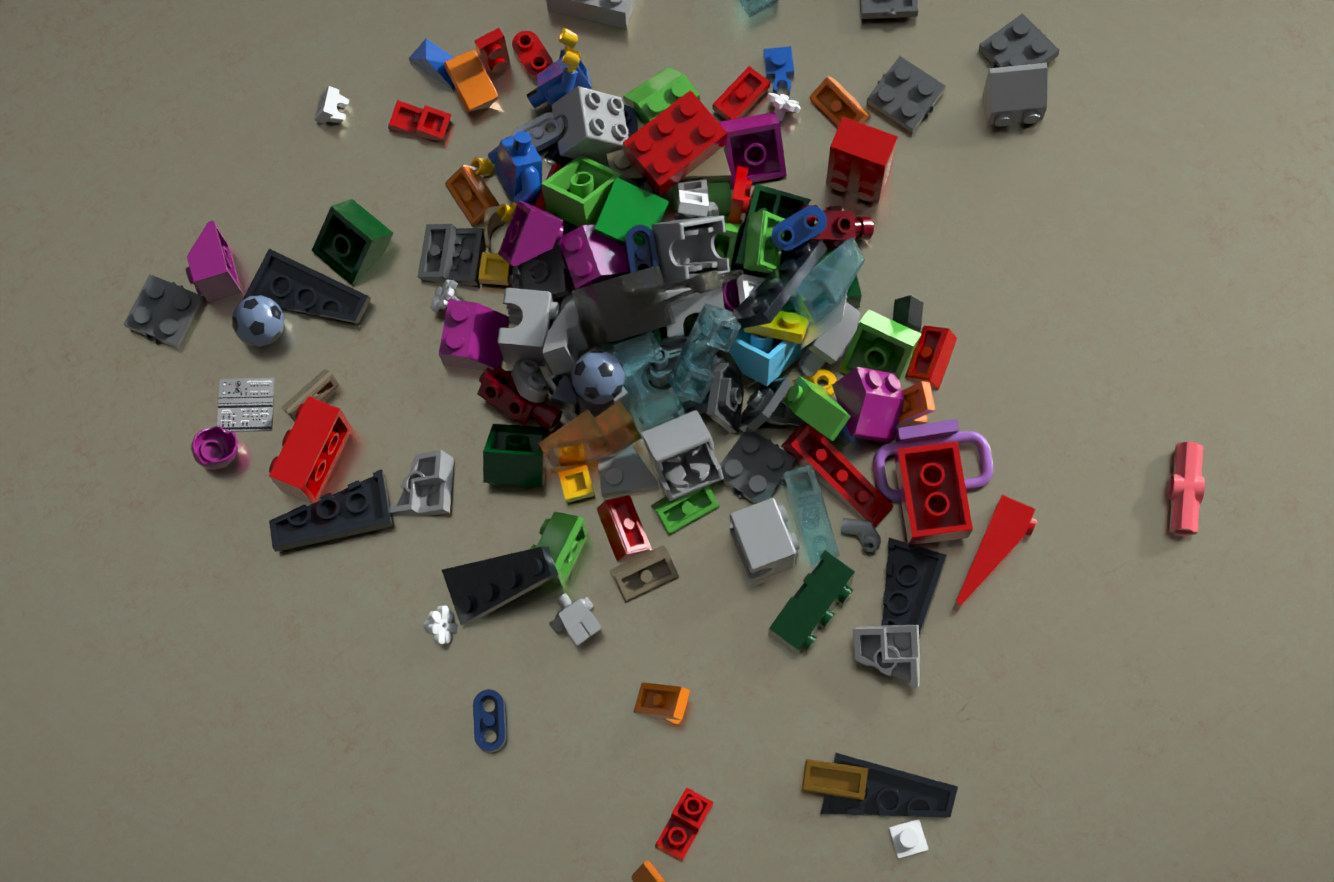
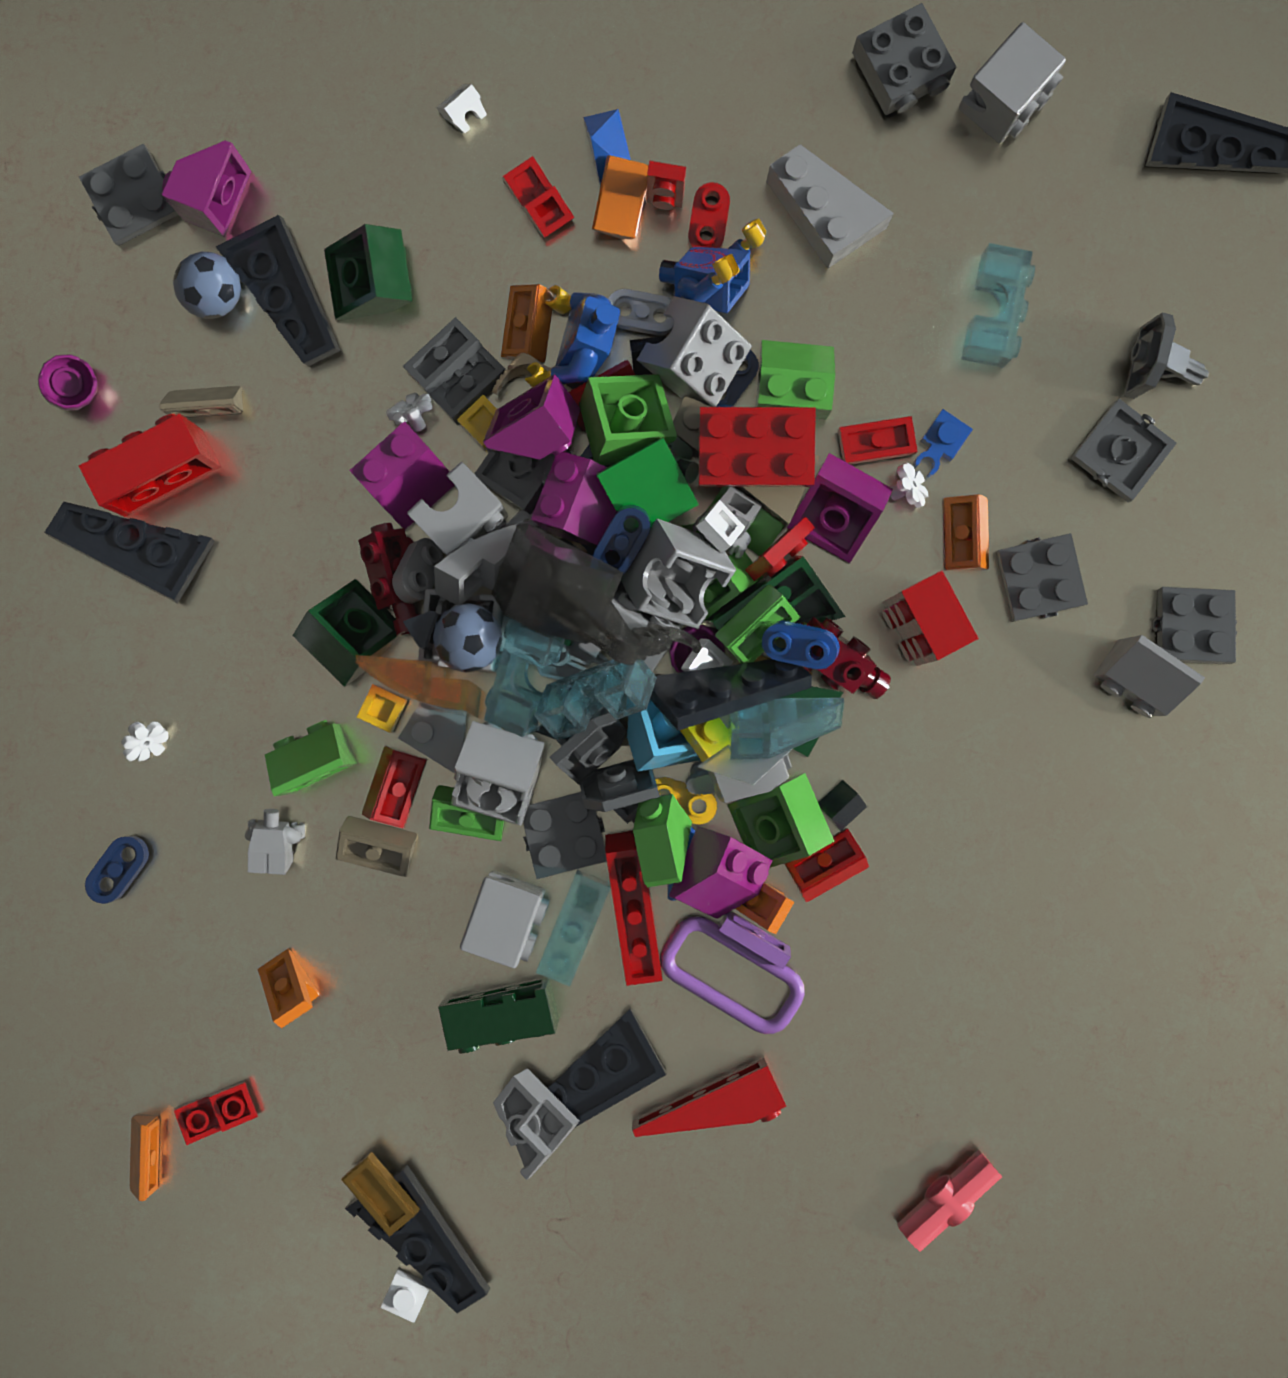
camera: 30 degrees right, 15 degrees up
(245, 404) = (138, 359): light grey sticker -> none
(427, 486) = (242, 590): light grey slope -> none
(493, 582) = (221, 748): black wing -> none
(865, 531) = (613, 983): light grey arm -> none
(933, 493) = (701, 1012): red brick -> none

